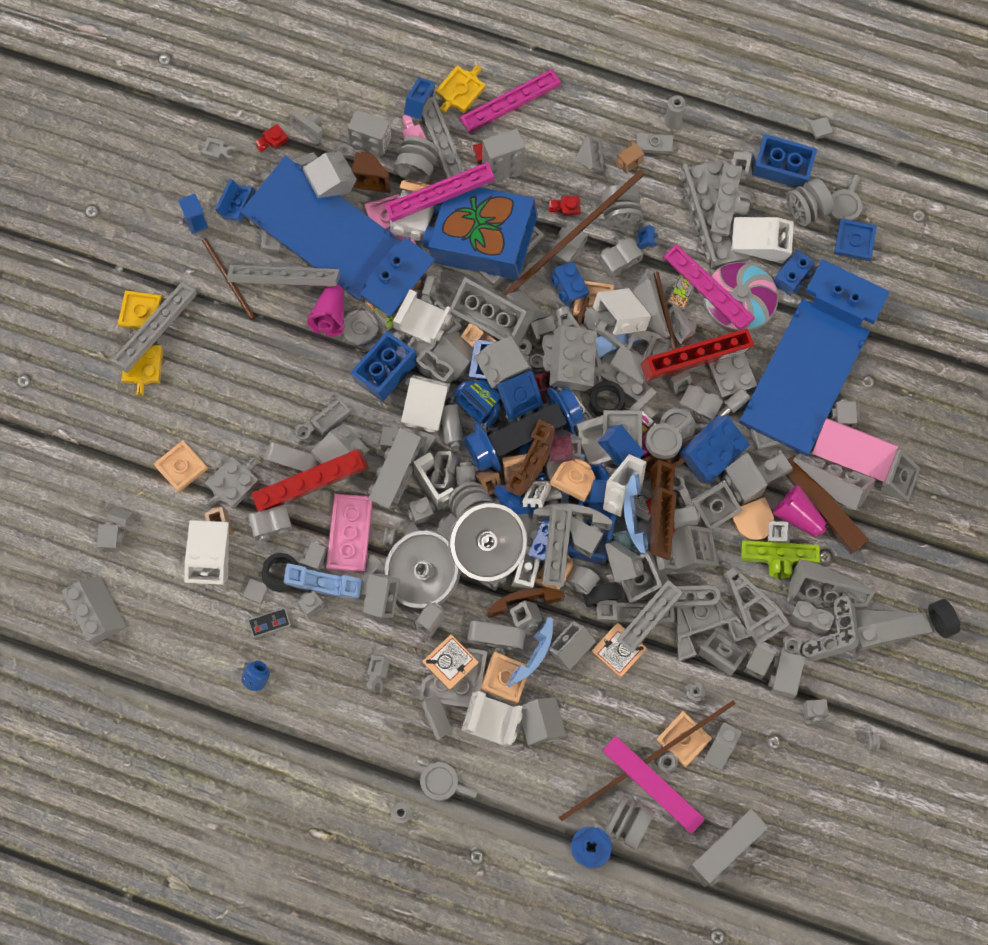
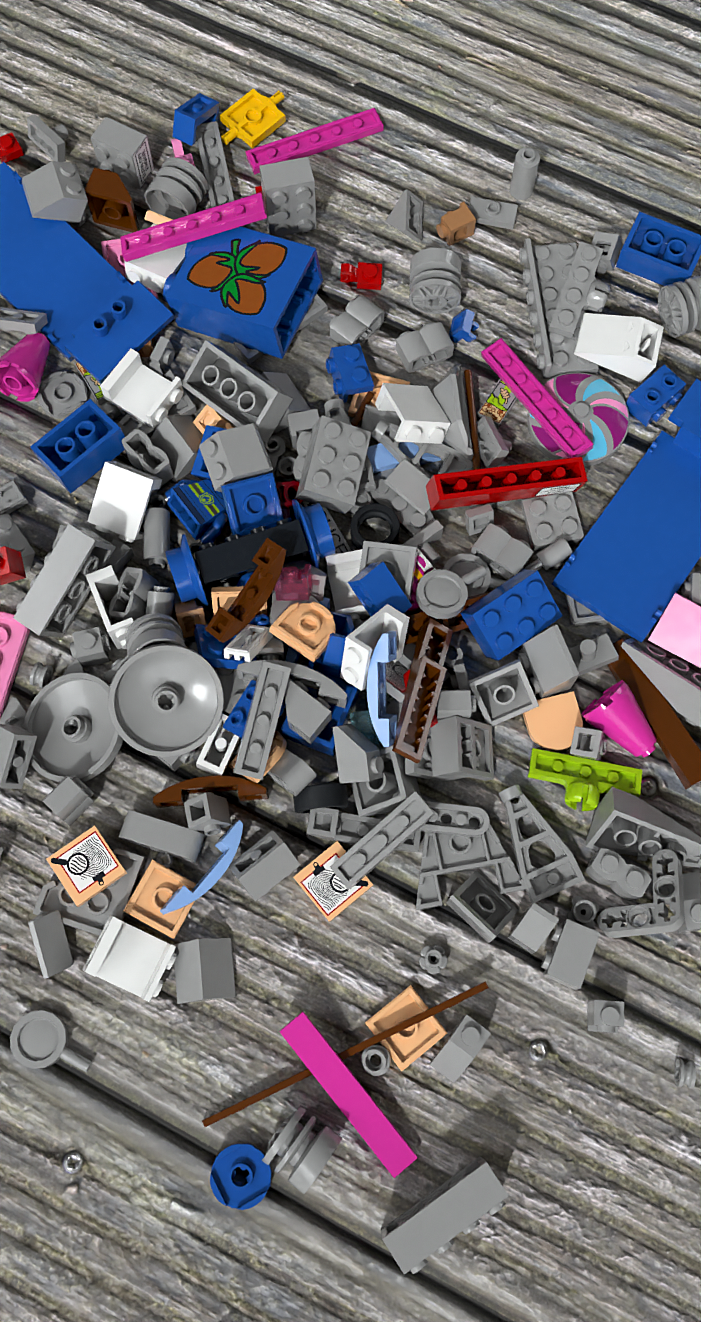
camera: 10 degrees right, 0 degrees up
(574, 233) = (367, 302): reddish brown piece -> none

